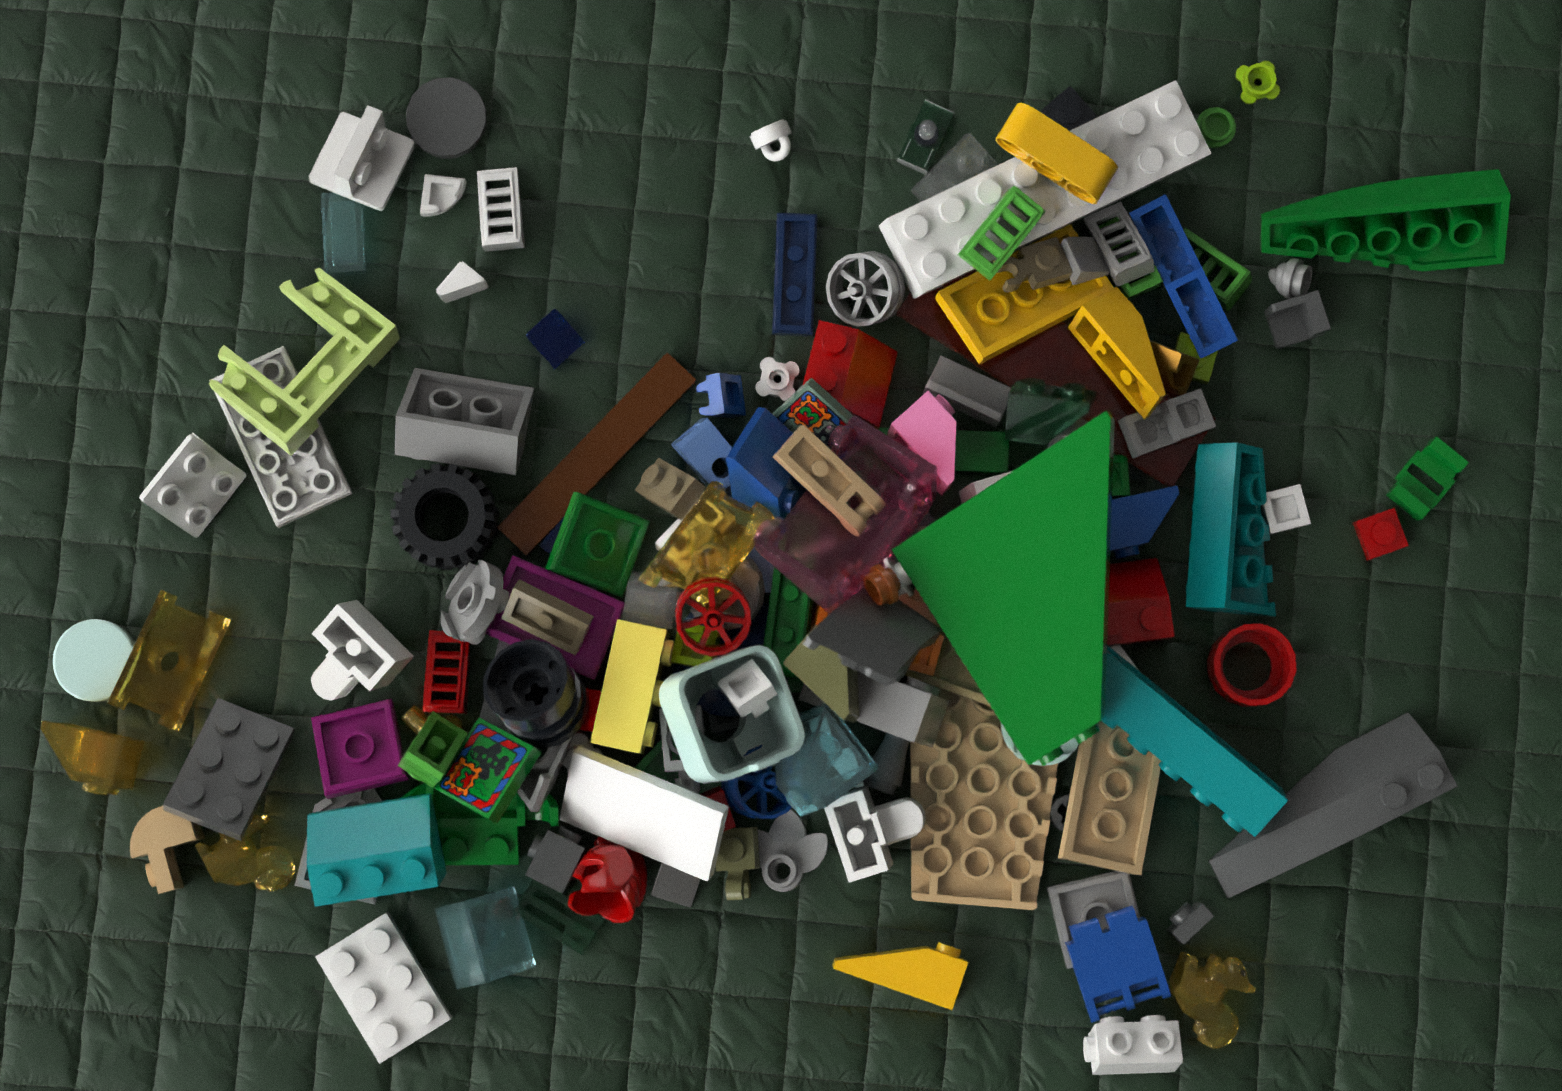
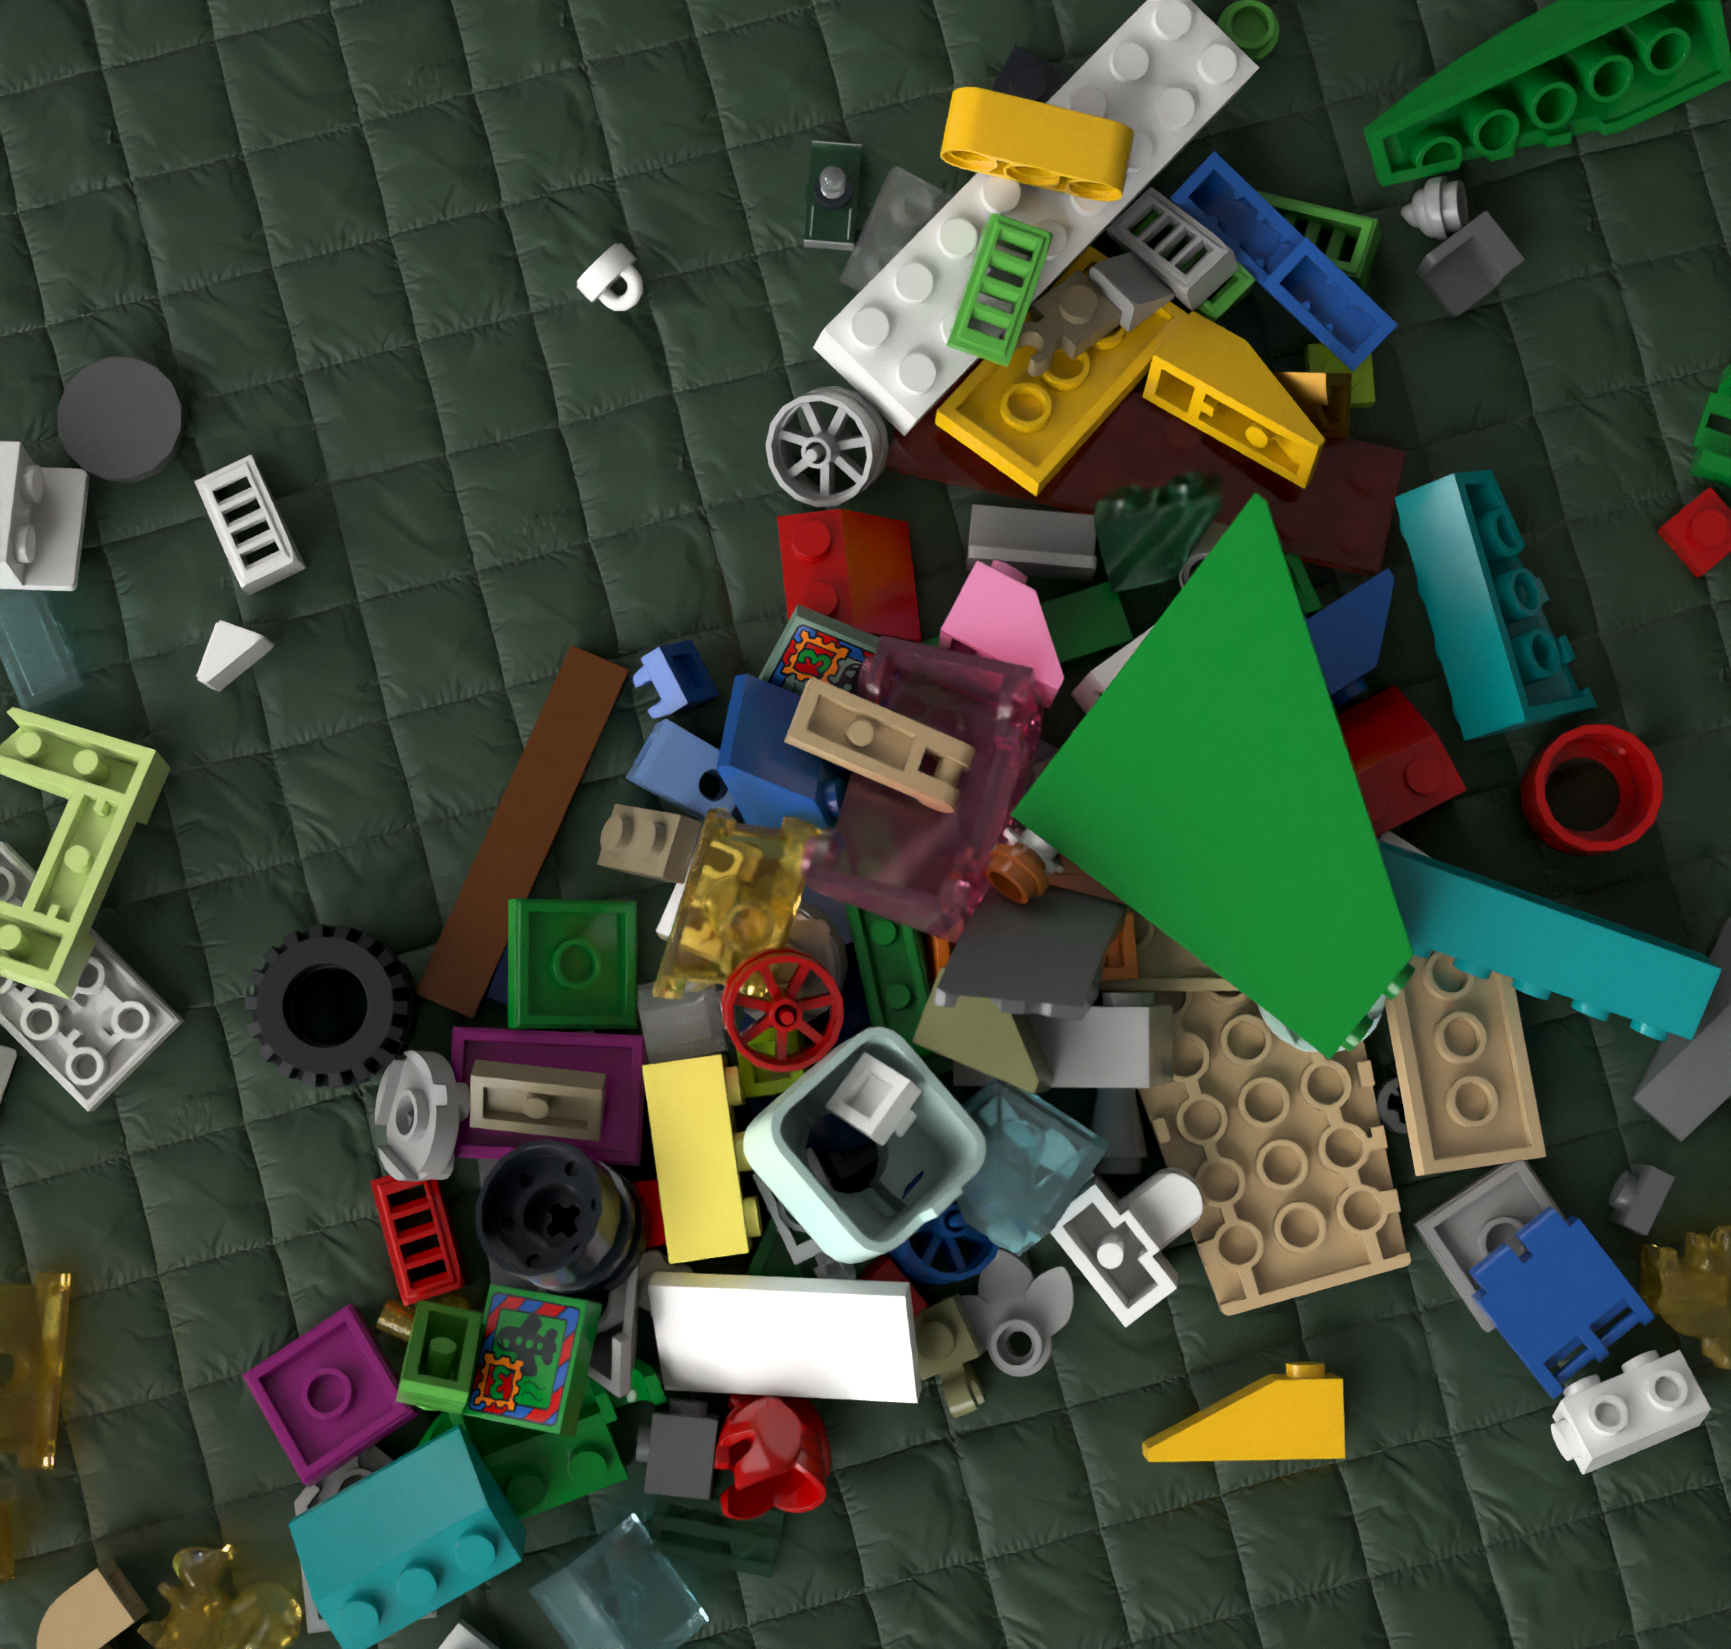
camera: 20 degrees left, 0 degrees up
(228, 769) = (146, 1499): dark grey plate -> none
(357, 652) = (275, 1254): white brick -> none
(440, 194) = (153, 534): white tile -> none
(463, 421) = (308, 855): light grey slope -> none
(554, 338) = (398, 685): clear blue slope -> none
(675, 886) = (870, 1425): light grey slope -> none
(770, 369) = (733, 613): white plate -> none
(794, 274) = (716, 464): dark blue tile -> none
(1168, 424) = (1341, 484): light grey slope -> none
(1285, 509) = (1555, 546): white plate -> none

